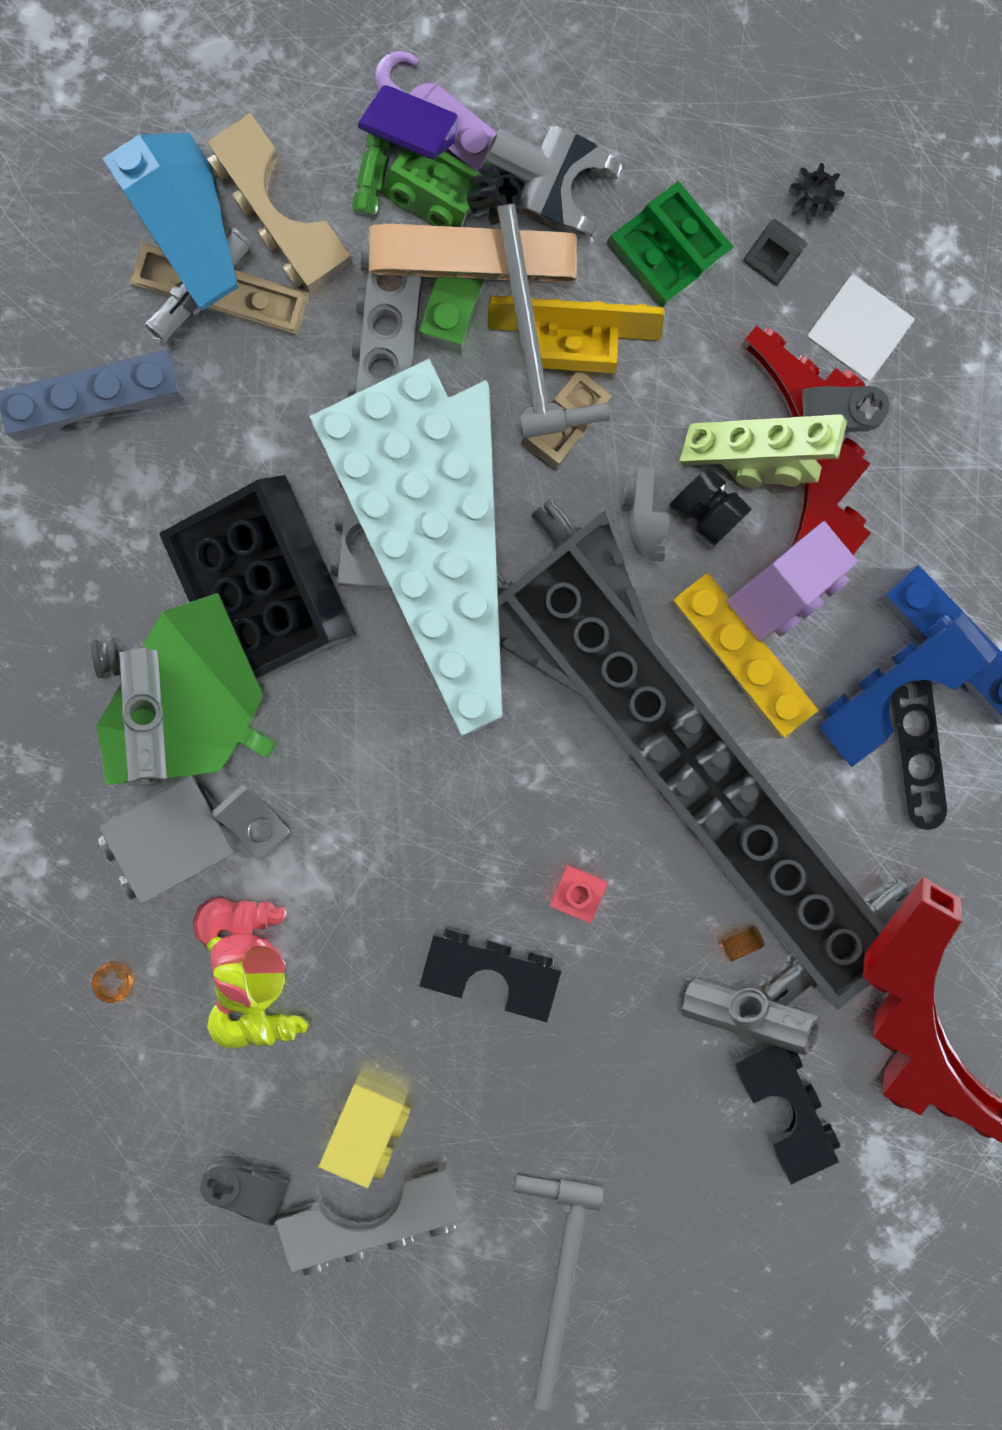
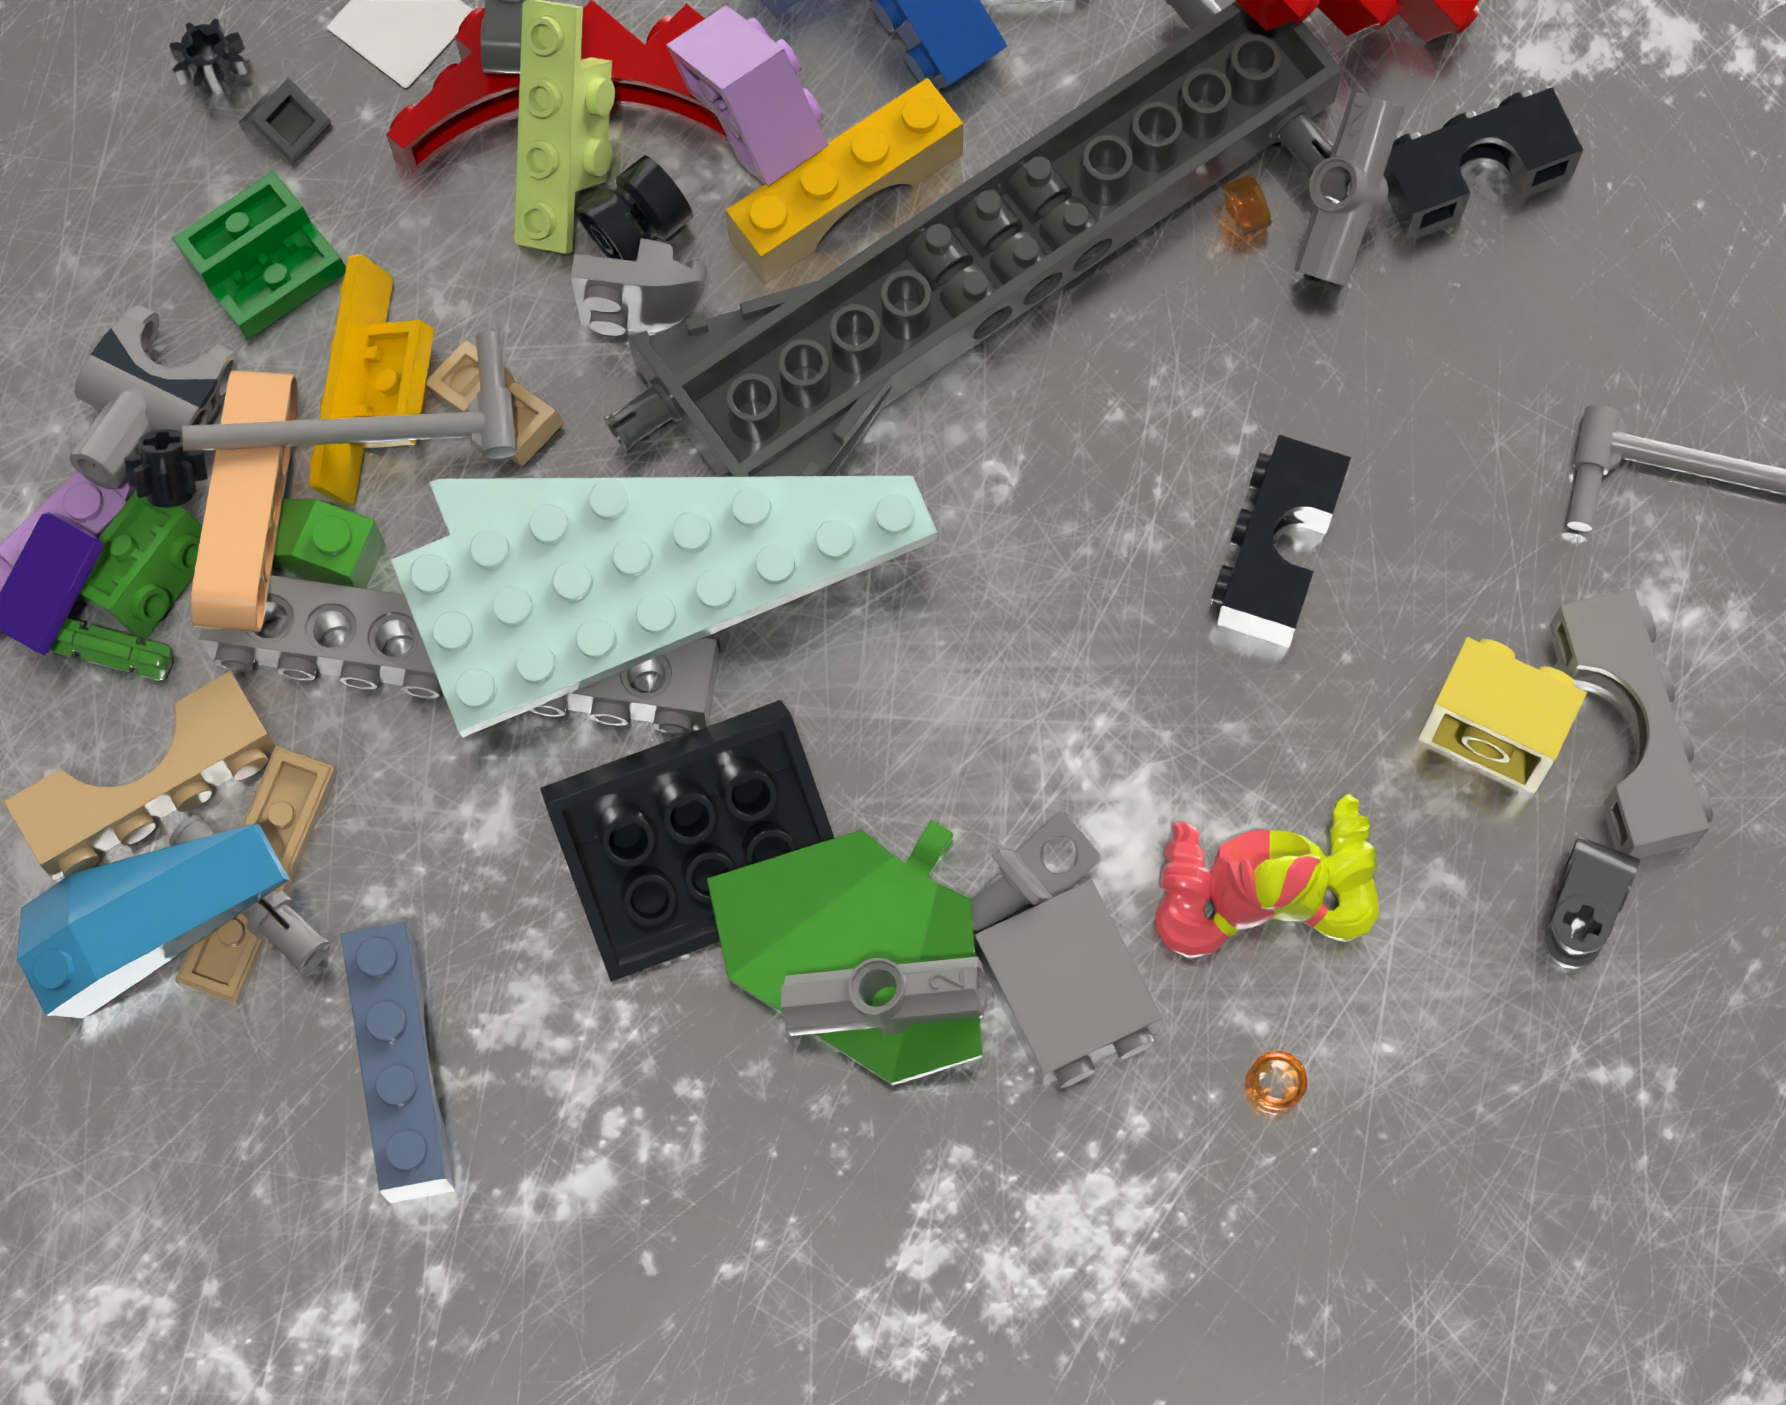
camera: 85 degrees left, 15 degrees down
(105, 657) = (790, 1062): dark grey bush -> none
(578, 893) = (1168, 413): coral brick -> none

